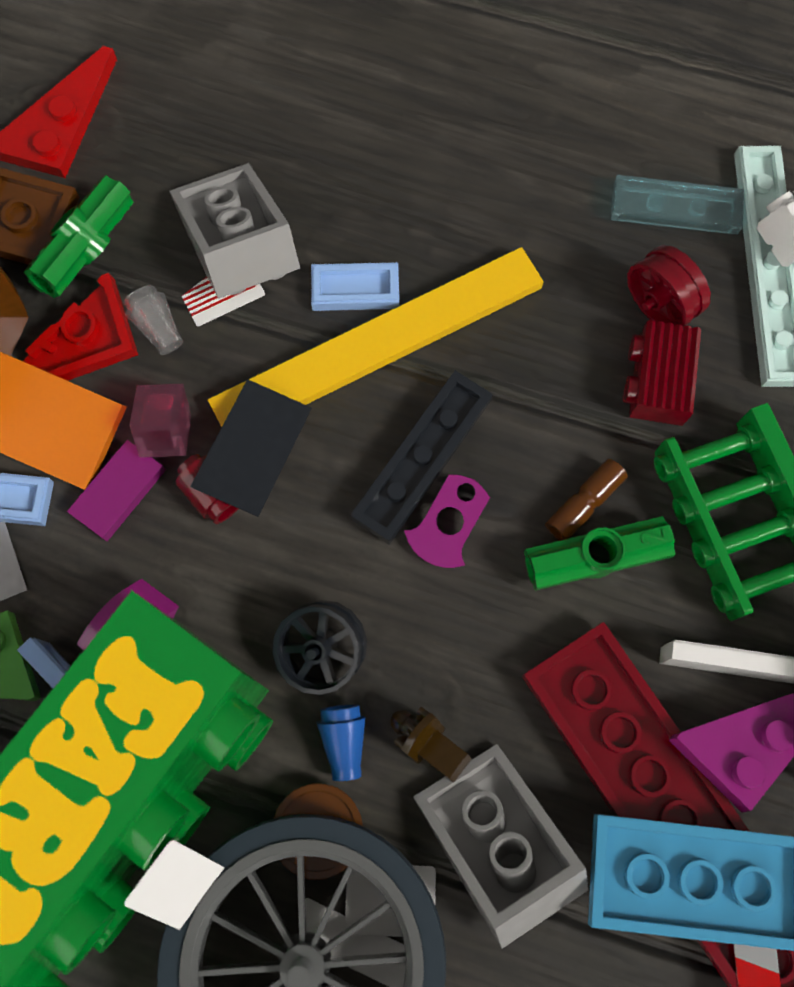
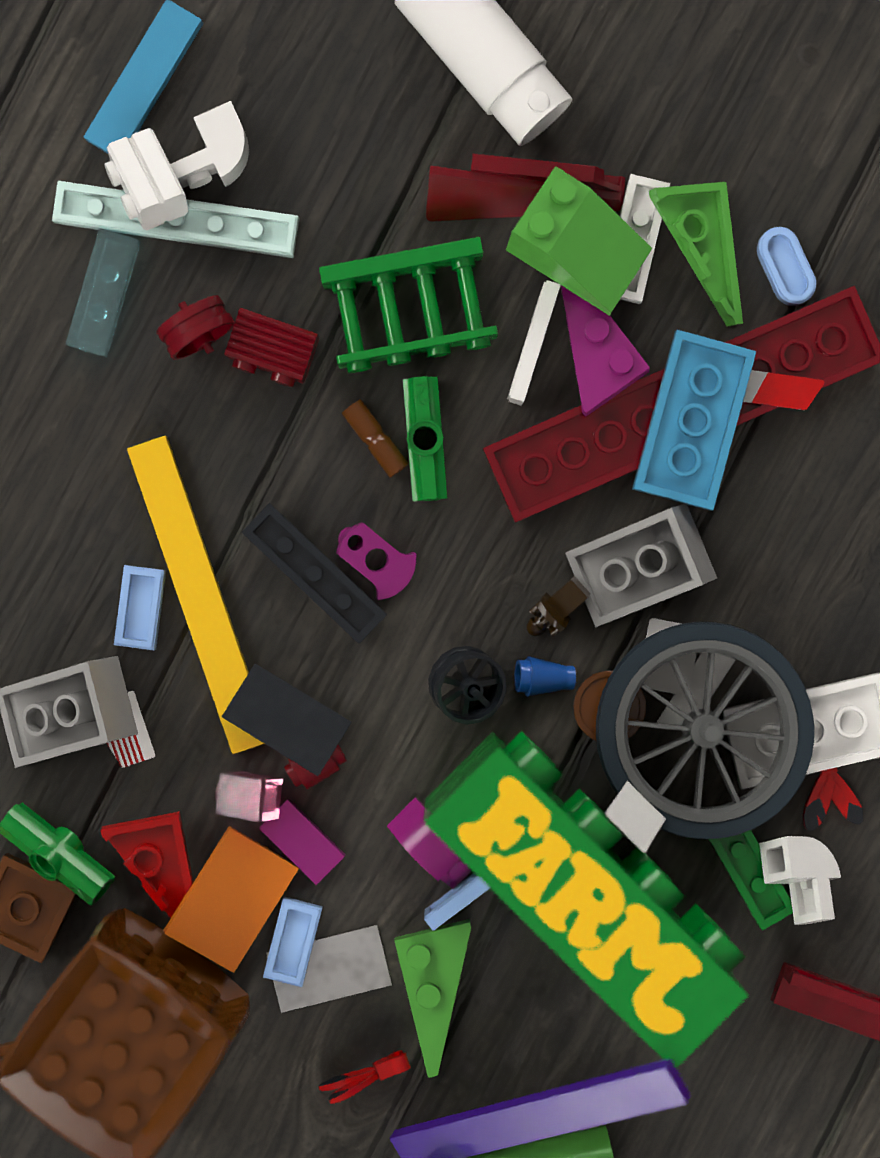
camera: 80 degrees left, 15 degrees up
(153, 317) = (146, 794): clear cone -> none

